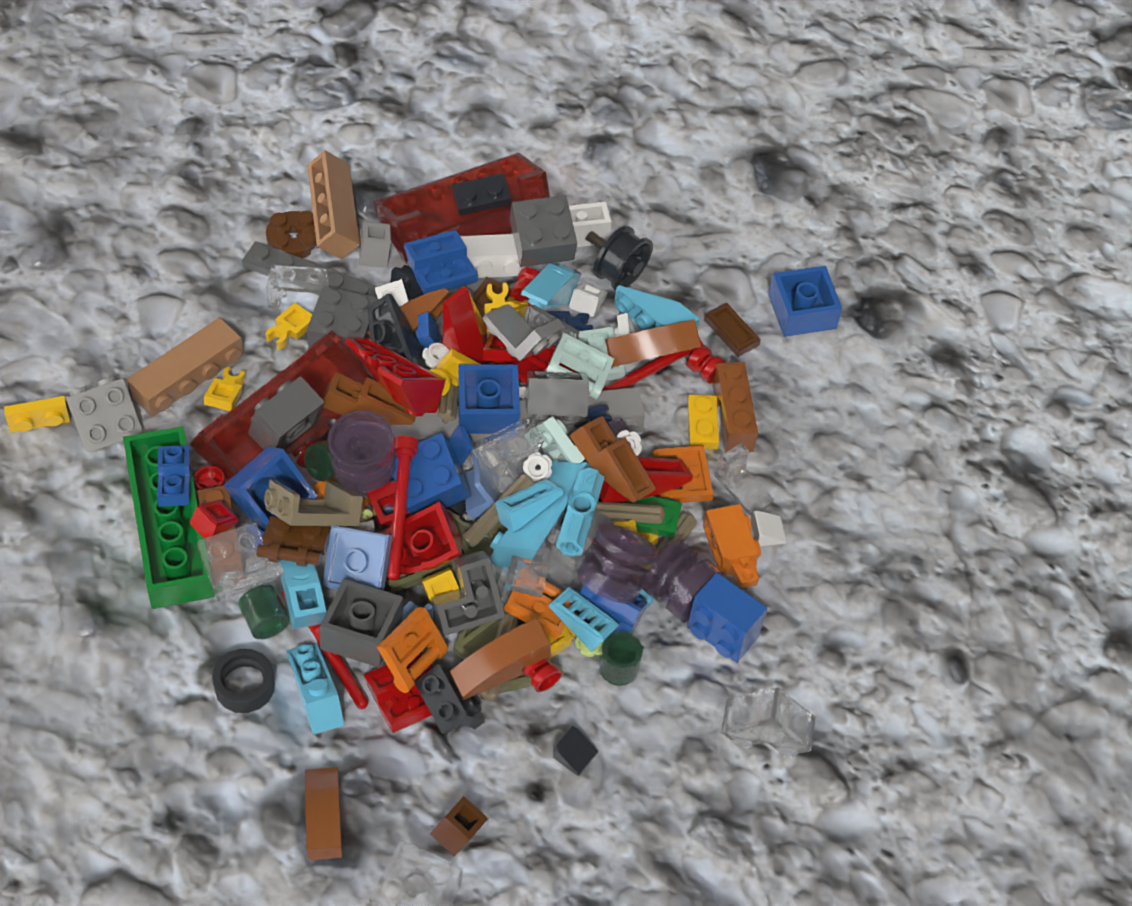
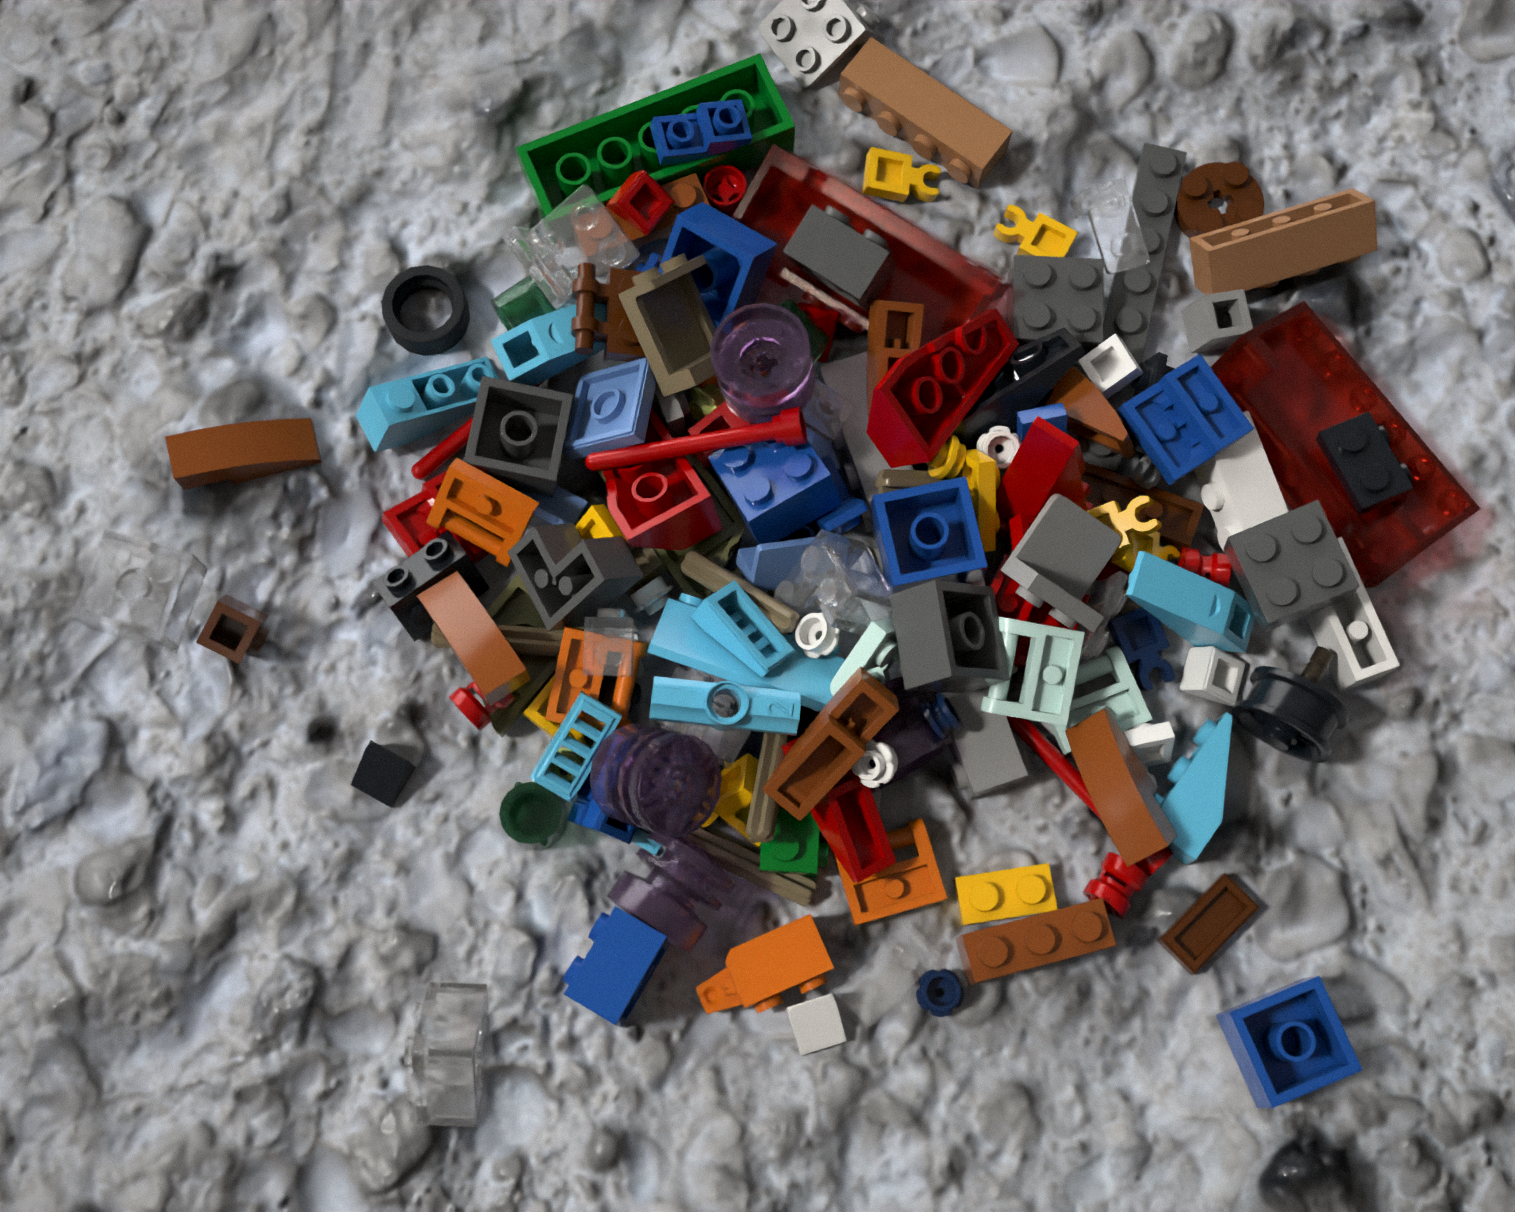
camera: 85 degrees right, 20 degrees up
(762, 458) = (952, 996): none -> dark blue plate

